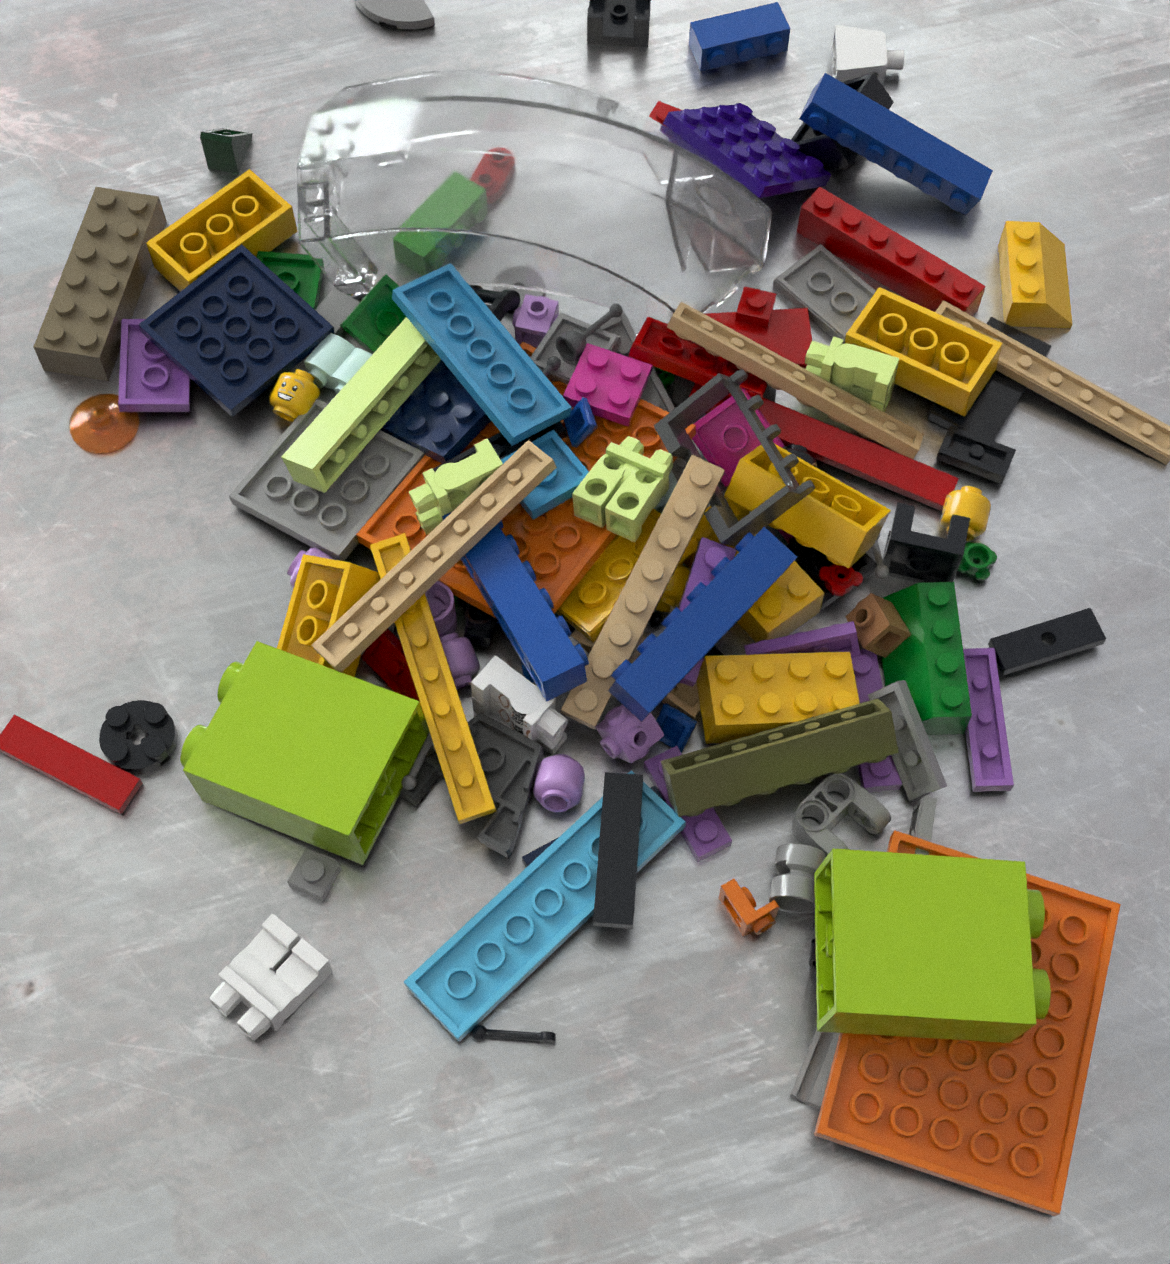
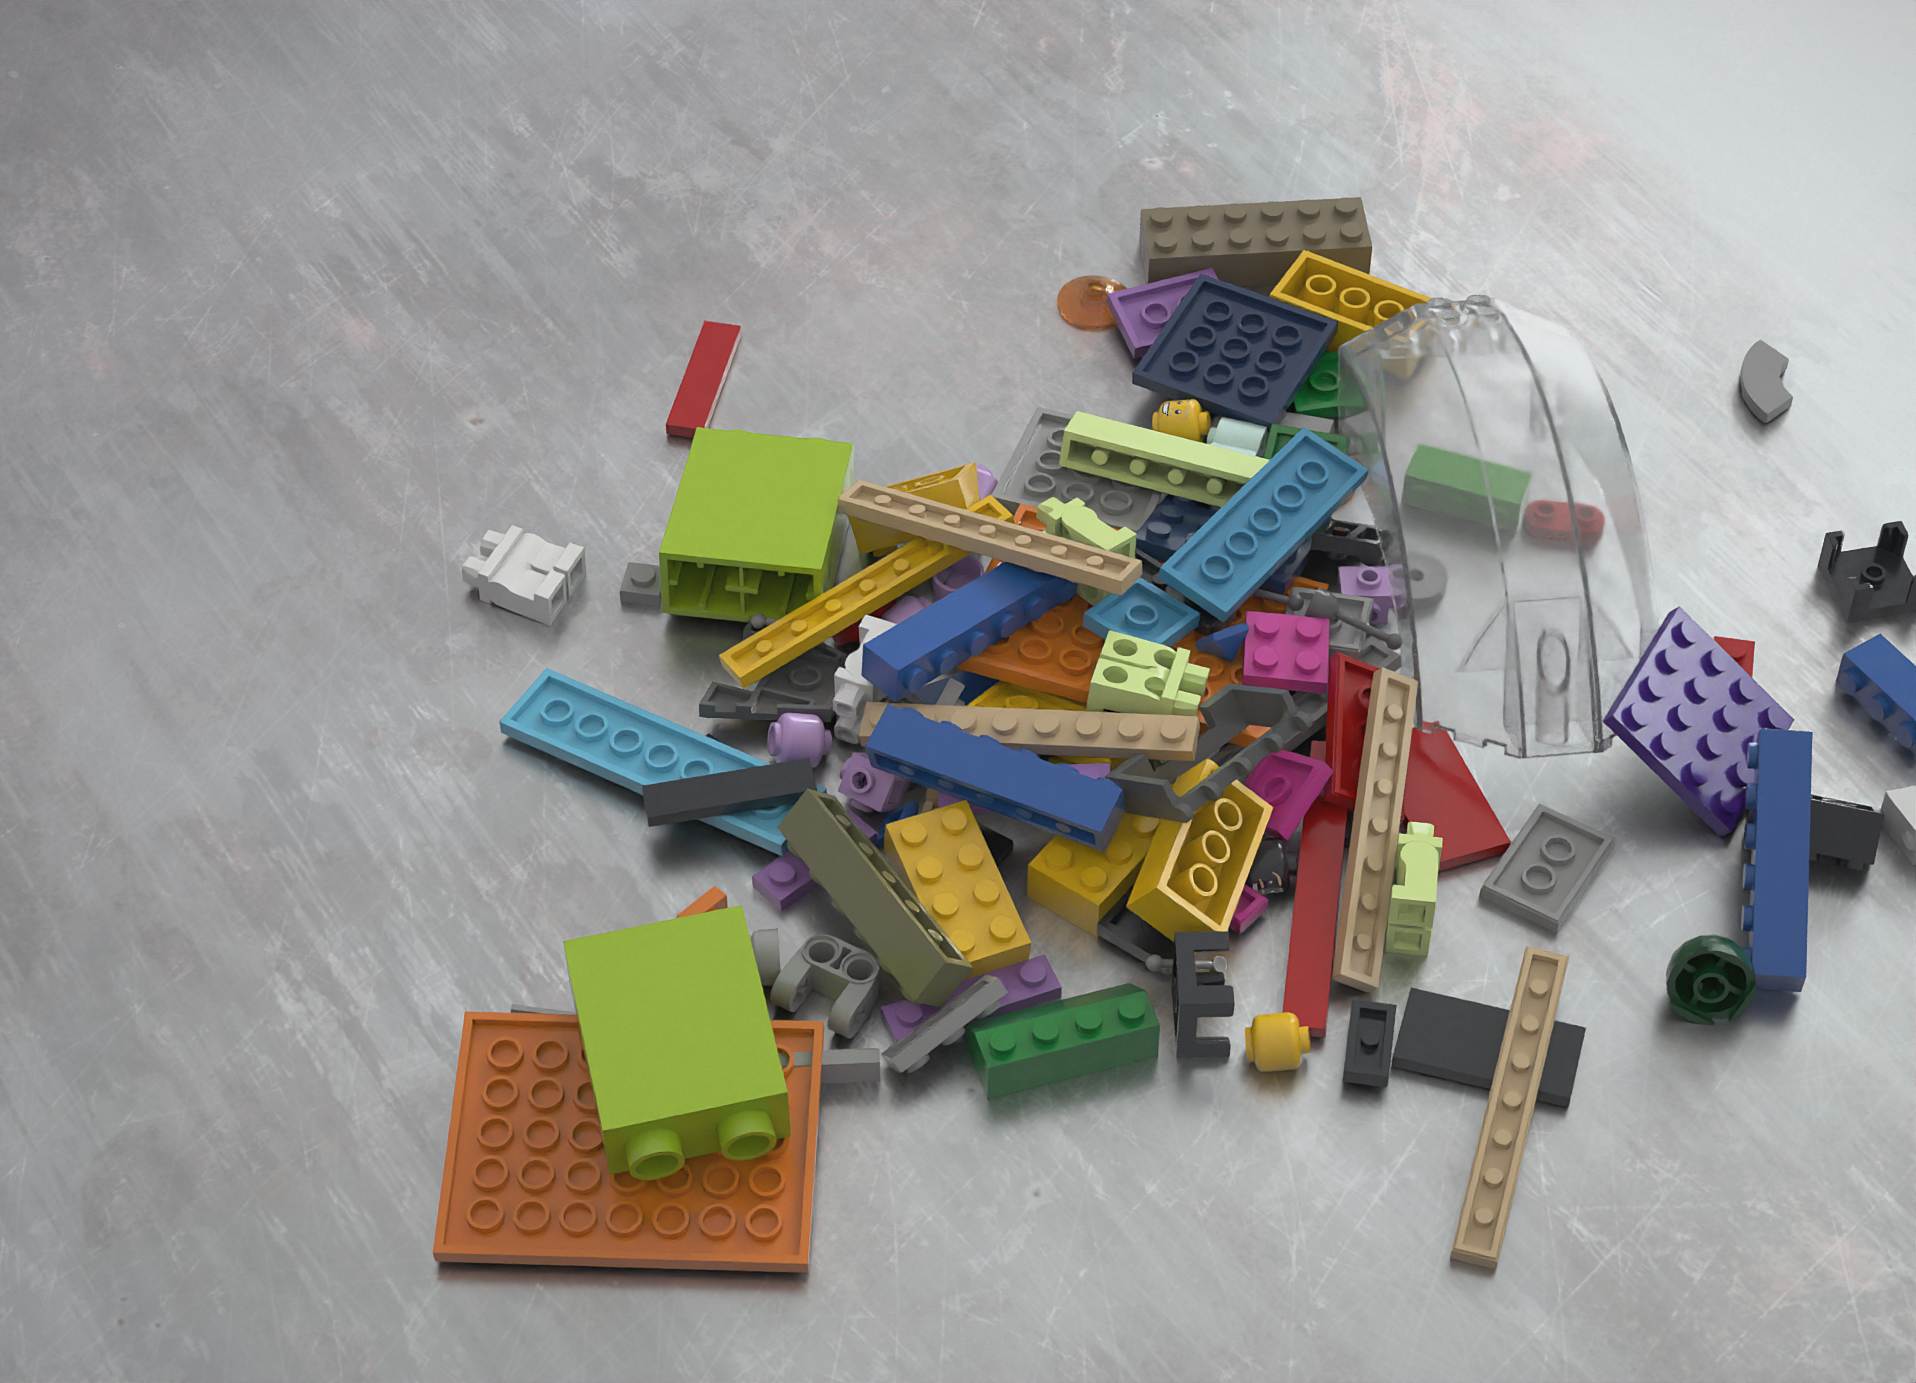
camera: 75 degrees right, 15 degrees down
(129, 718) = (754, 402): black plate -> none
(225, 149) = (1480, 279): dark green slope -> none
(480, 1032) = (515, 747): black hinge -> none
(755, 307) = (1483, 787): red plate -> none
(827, 639) = (1041, 925): medium lavender plate -> none
(839, 586) = (1128, 934): red plate -> none
(878, 625) = (1083, 971): medium nougat brick -> none
(886, 254) = (1619, 906): red brick -> none
(934, 352) = (1478, 945): yellow brick -> none
(970, 224) = (1710, 979): none -> dark green cylinder
(981, 553) = (1219, 1059): green plate -> none
(986, 729) = (1005, 1104): medium lavender plate -> none
(1033, 277) = (1670, 1062): yellow slope -> none
(1063, 634) = (1131, 1151): black tile -> none

